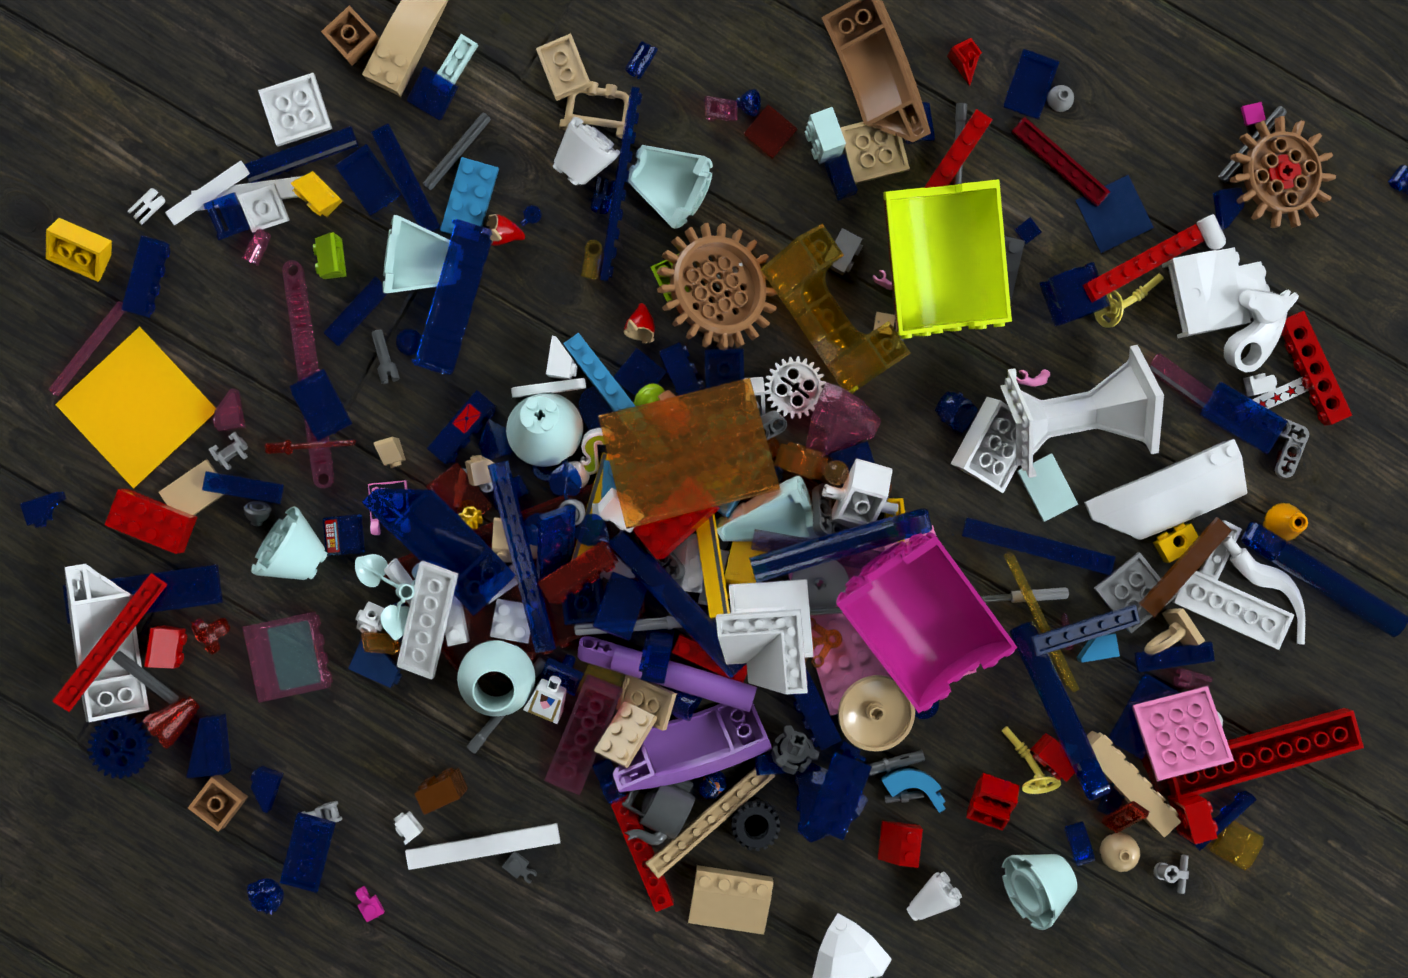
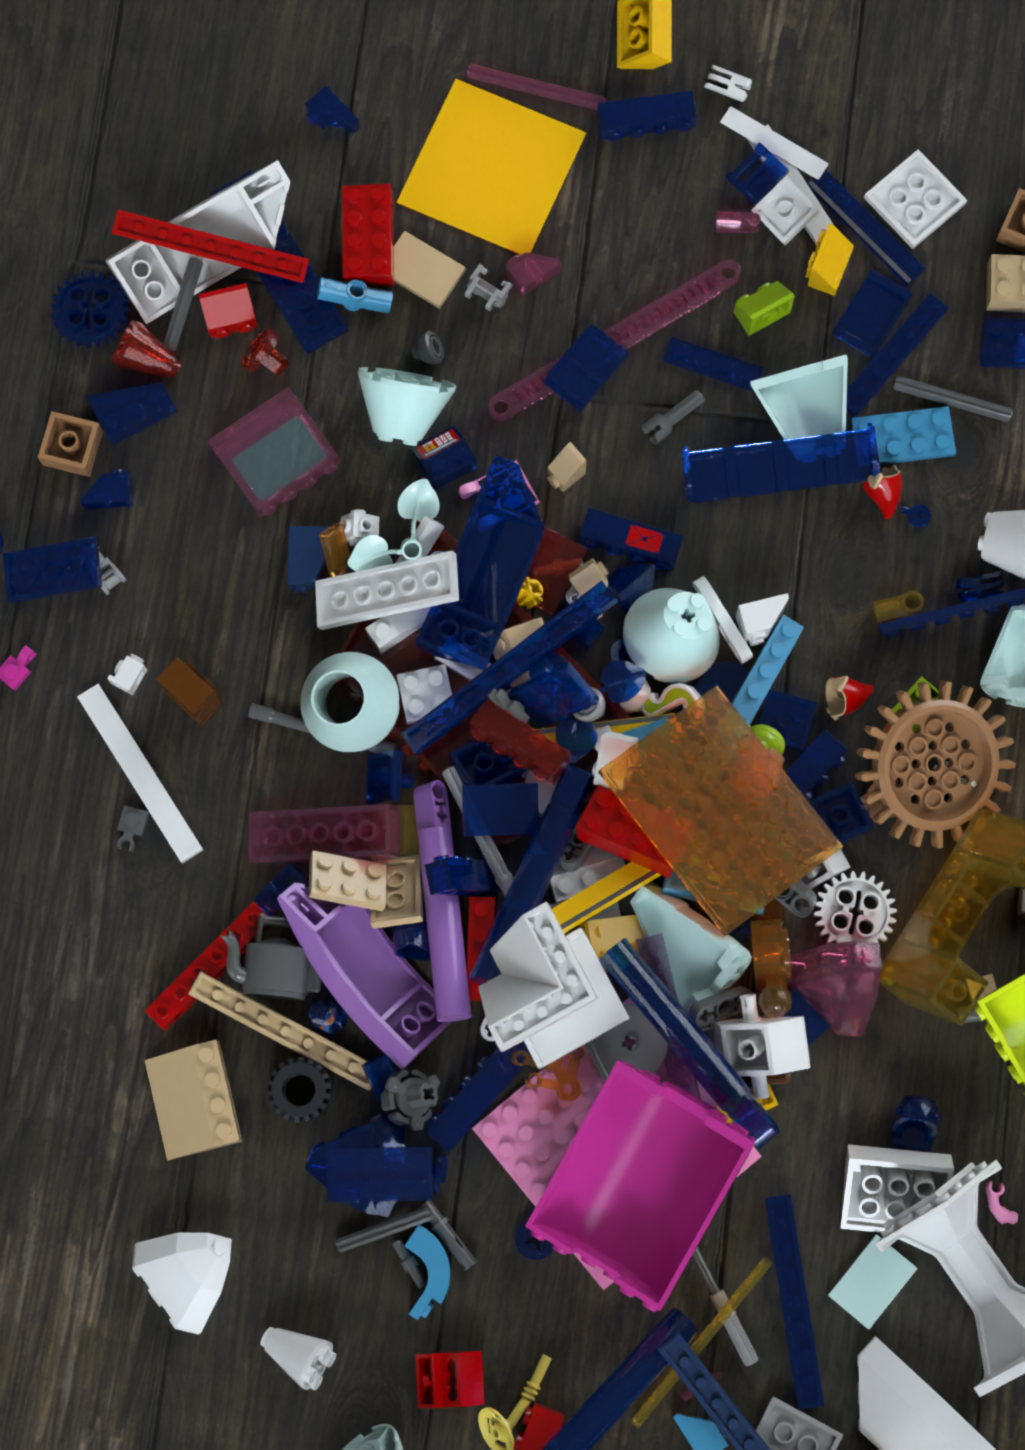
camera: 70 degrees right, 10 degrees down
(186, 559) = (342, 292): none -> dark azure piece
(243, 487) = (451, 321): clear blue plate -> none
(287, 446) = (520, 351): clear red piece -> none
(408, 341) = (704, 436): clear blue brick -> none
(547, 700) = (349, 774): white torso -> none
(552, 566) = (512, 706): none -> dark grey plate
(874, 805) = (384, 1229): none -> dark grey axle
(875, 713) = (498, 1181): tan dish -> none
(900, 843) = (349, 1282): red slope -> none

